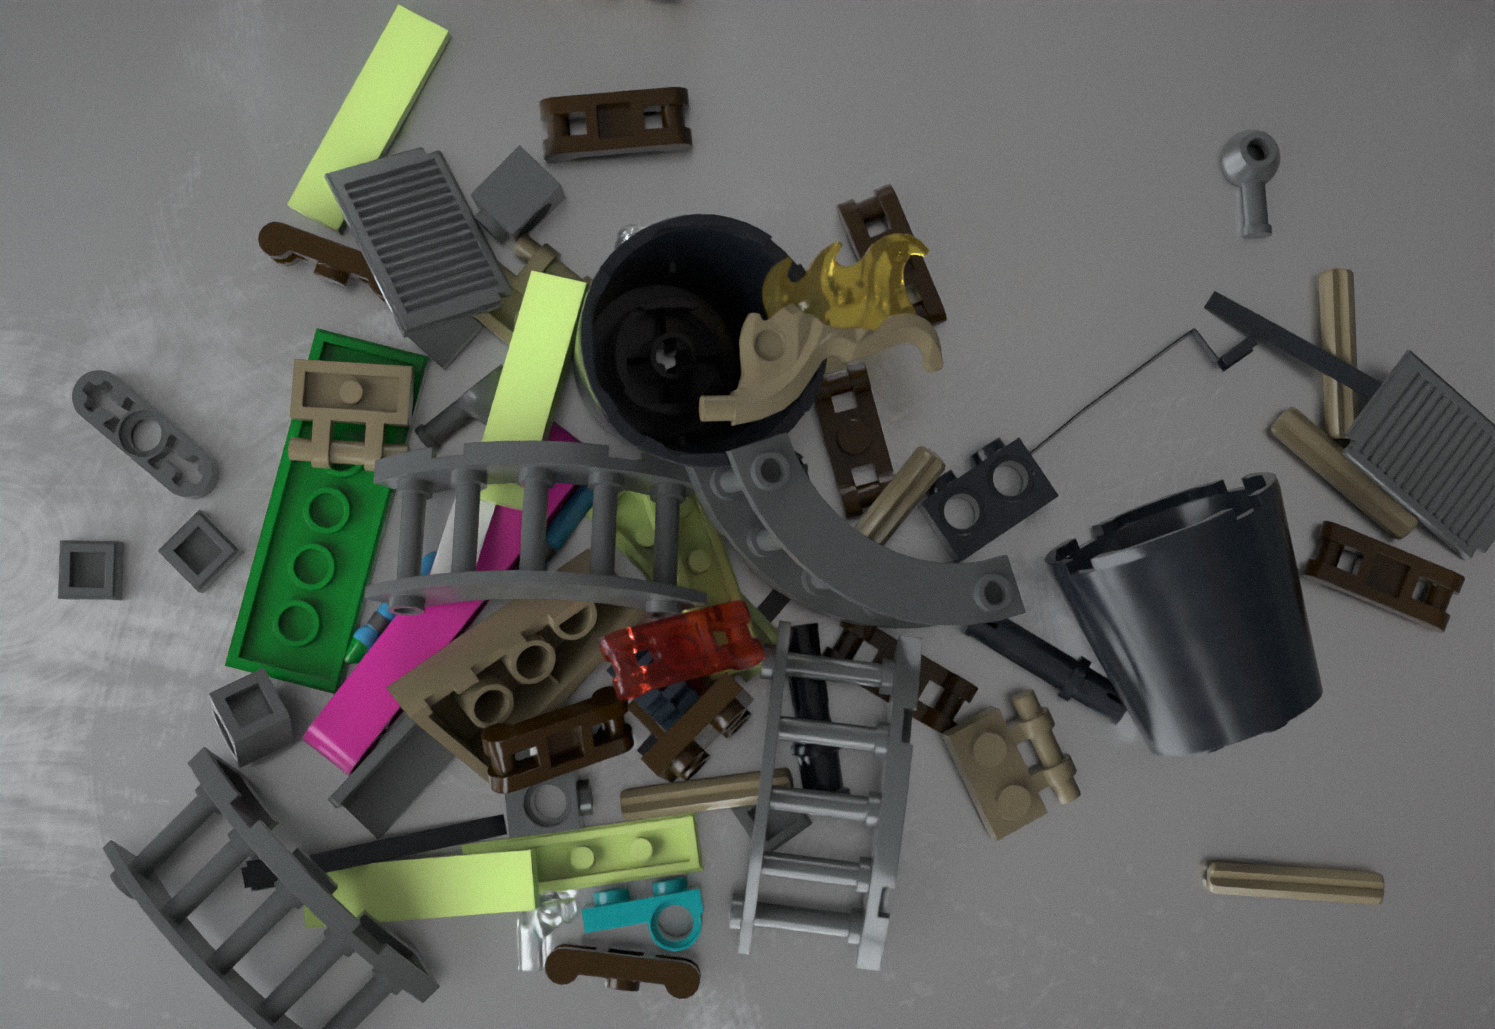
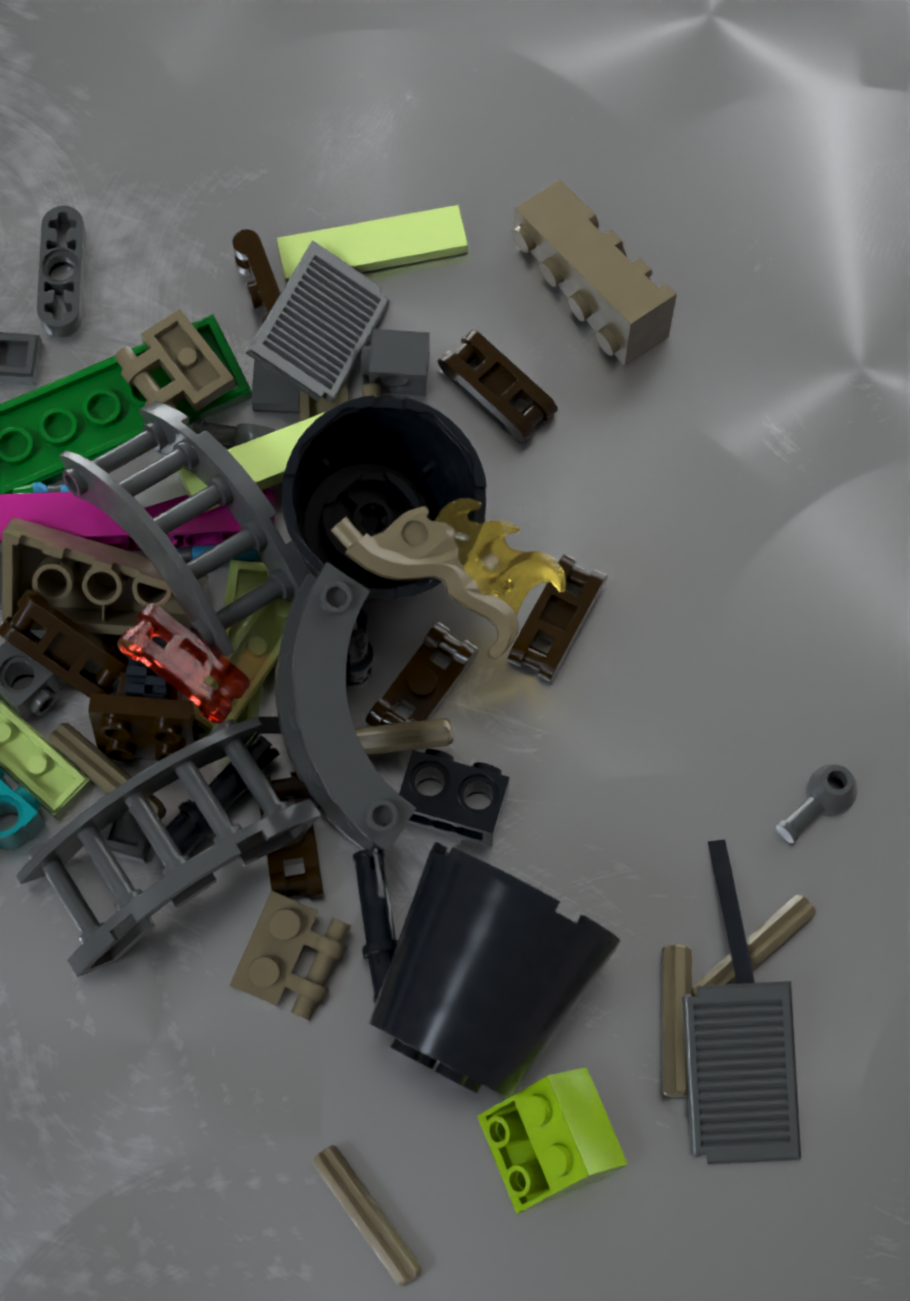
camera: 50 degrees right, 15 degrees down
(1224, 362) = (686, 881): black piece -> none
(1372, 669) = (551, 1139): none -> lime slope
(1384, 576) = (630, 1102): dark brown plate -> none

